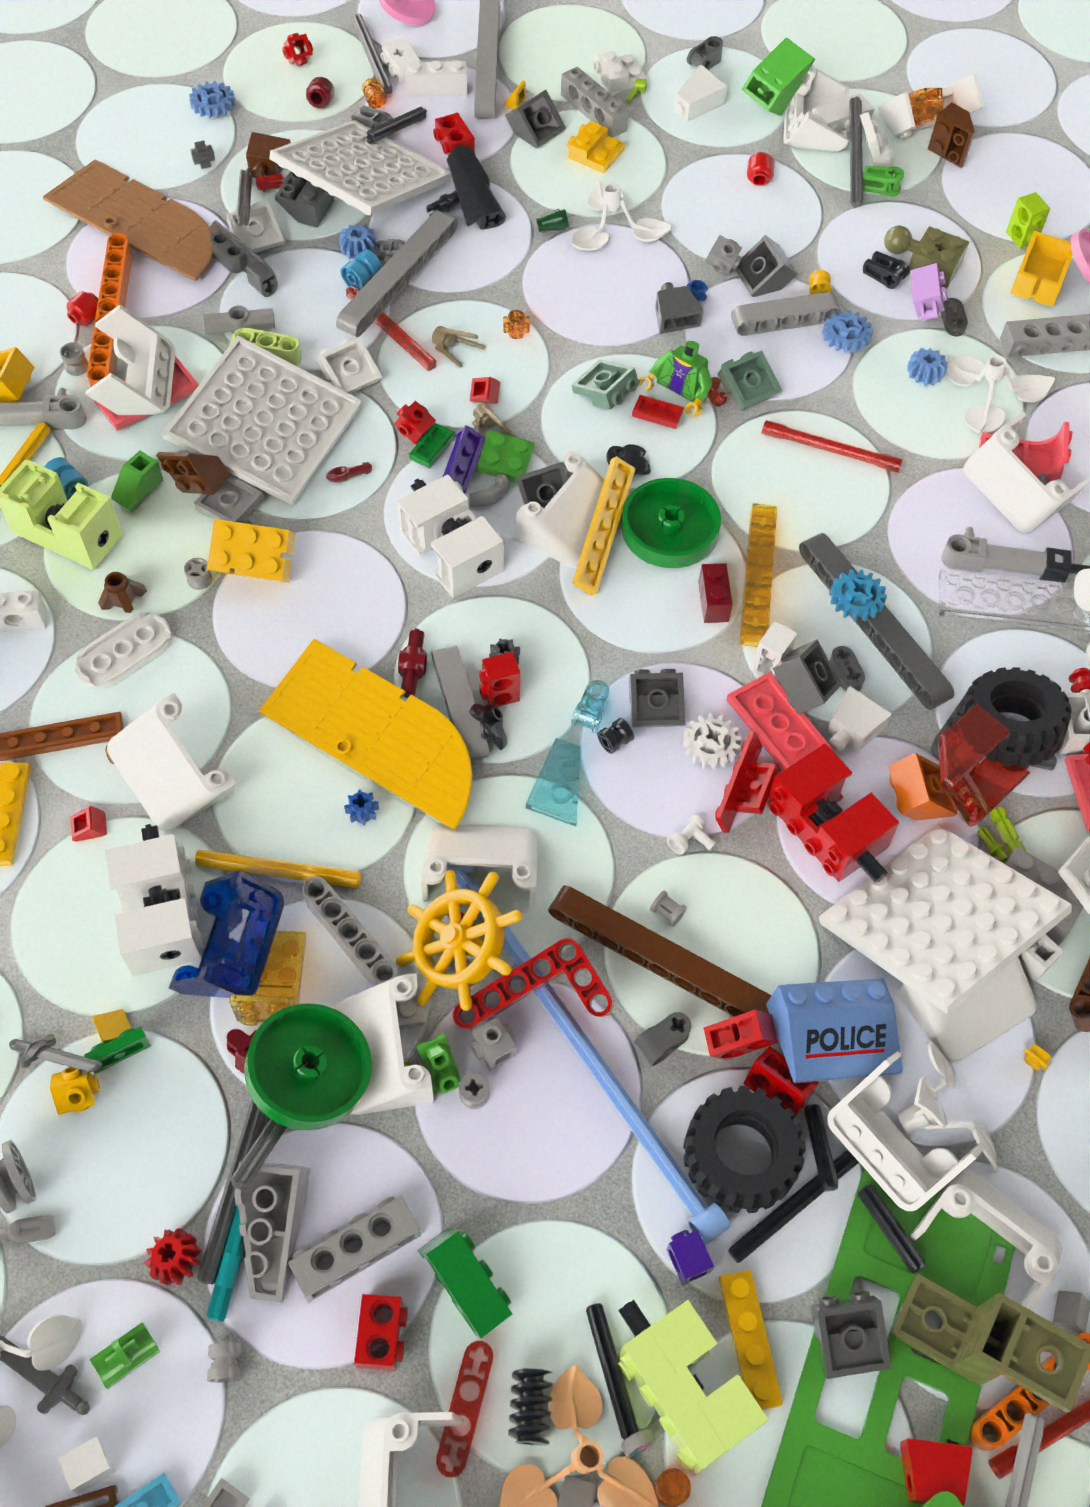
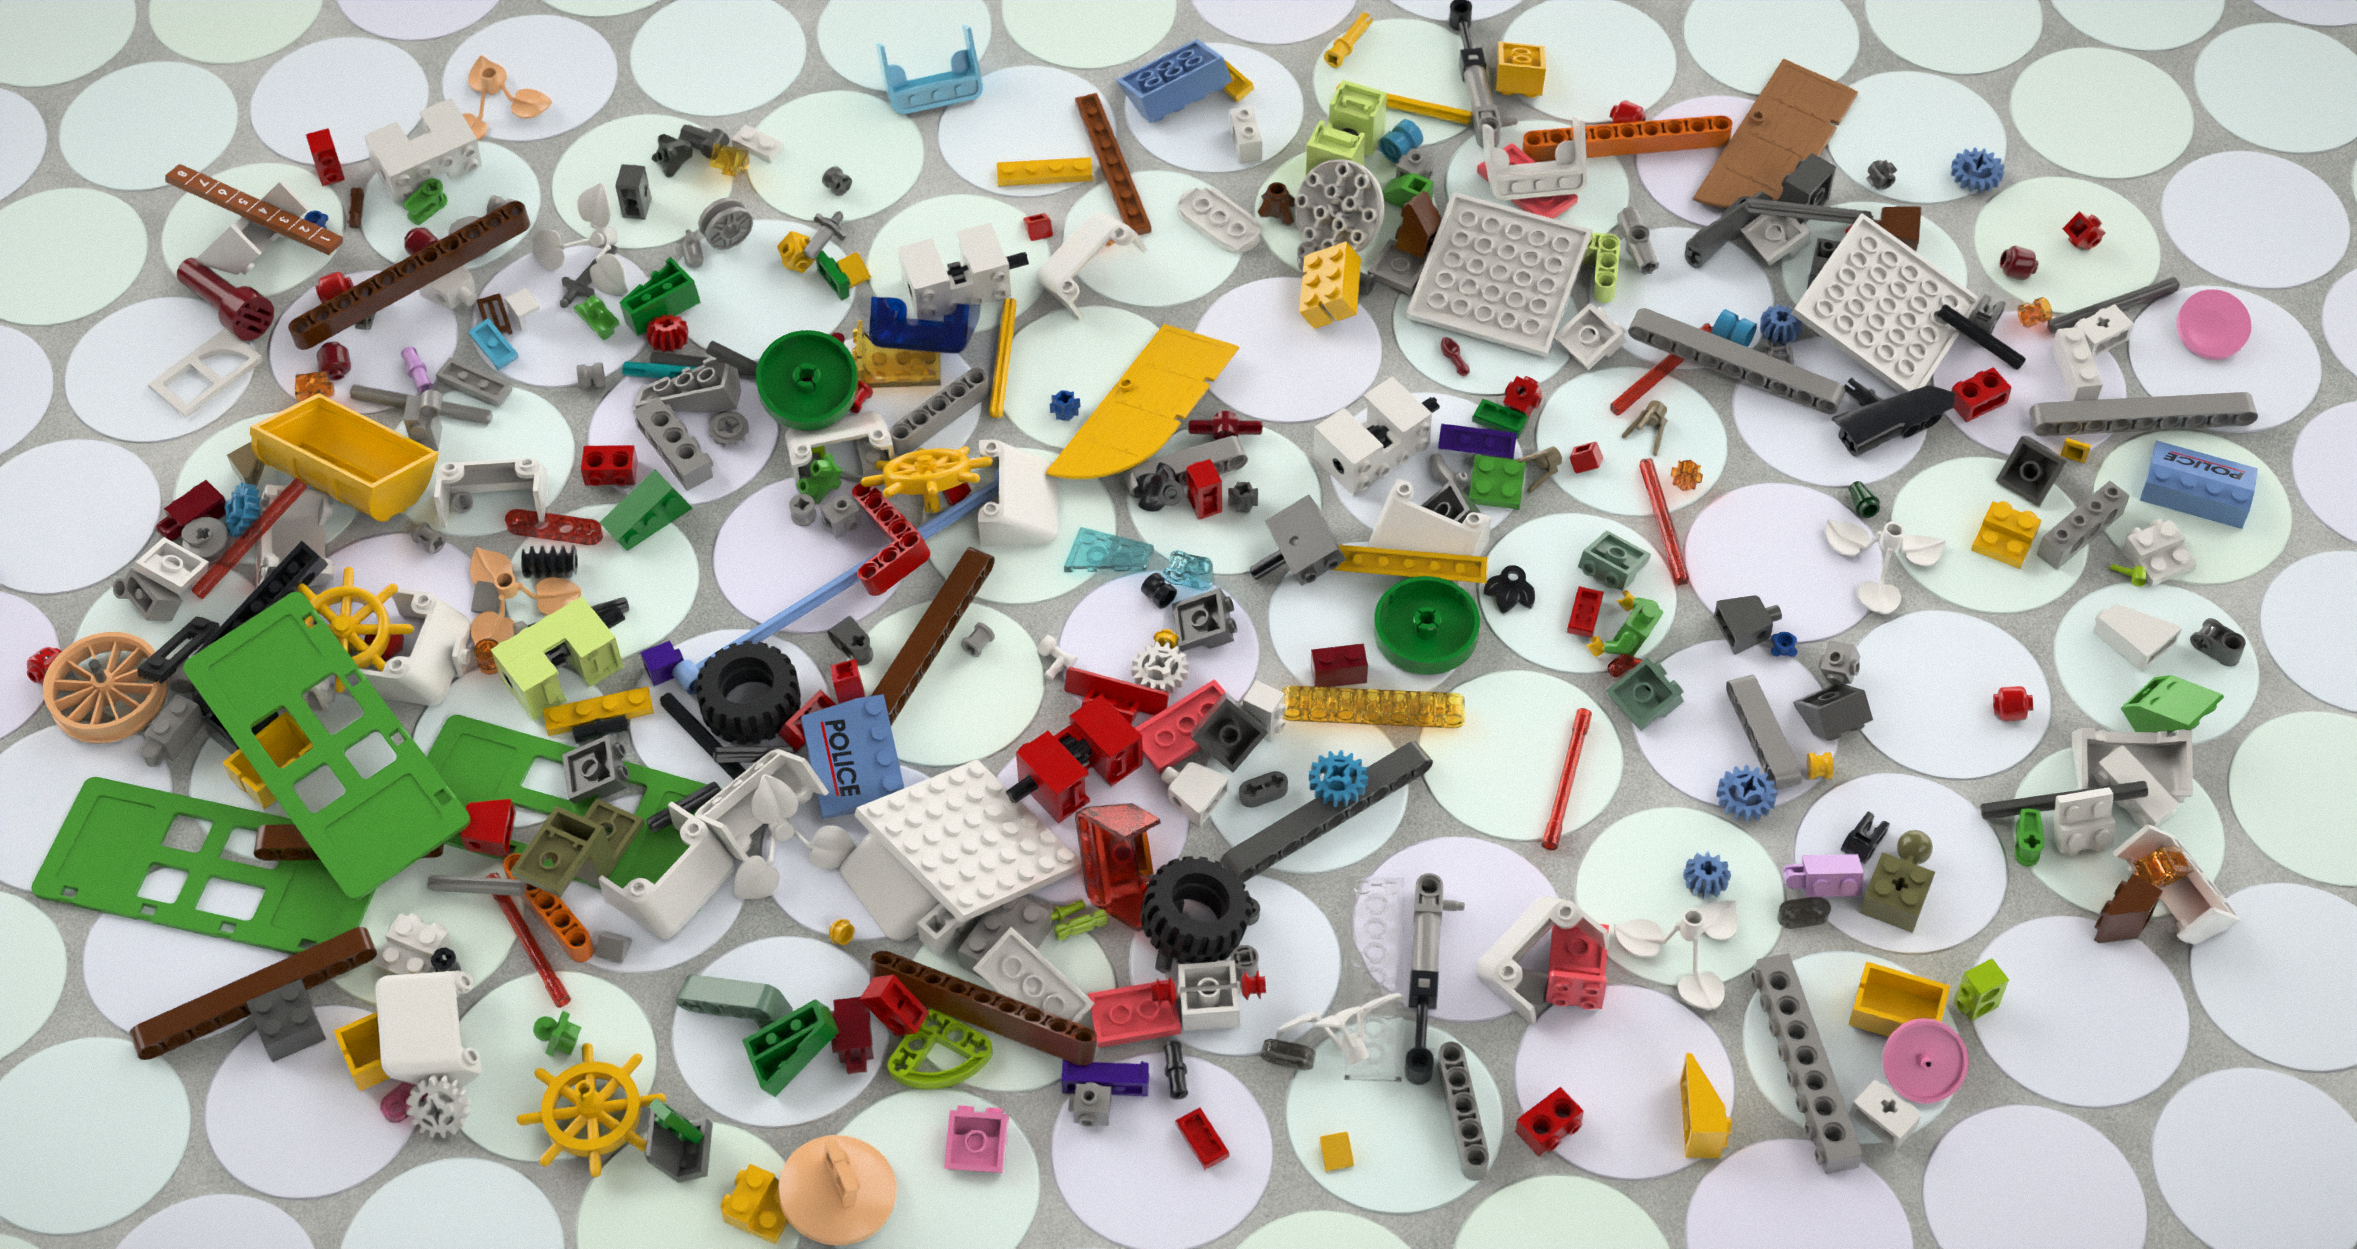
camera: 90 degrees right, 5 degrees down
(74, 358) = (1558, 117): light grey wheel -> none
(104, 471) = (1416, 163): none -> light grey brick
(113, 1265) = (665, 293): none -> green wedge
(153, 529) = (1339, 205): none -> white bracket
(212, 194) = (1809, 183): none -> dark grey brick
(323, 1174) = (735, 421): none -> light grey gear
(557, 38) = (2199, 484): none -> medium blue slope
(560, 348) = (1664, 521): none -> clear red axle
(578, 601) = (1303, 543): none -> piece
(675, 735) = (1165, 636): none -> yellow plate
(780, 1334) = (600, 728): none -> black pin

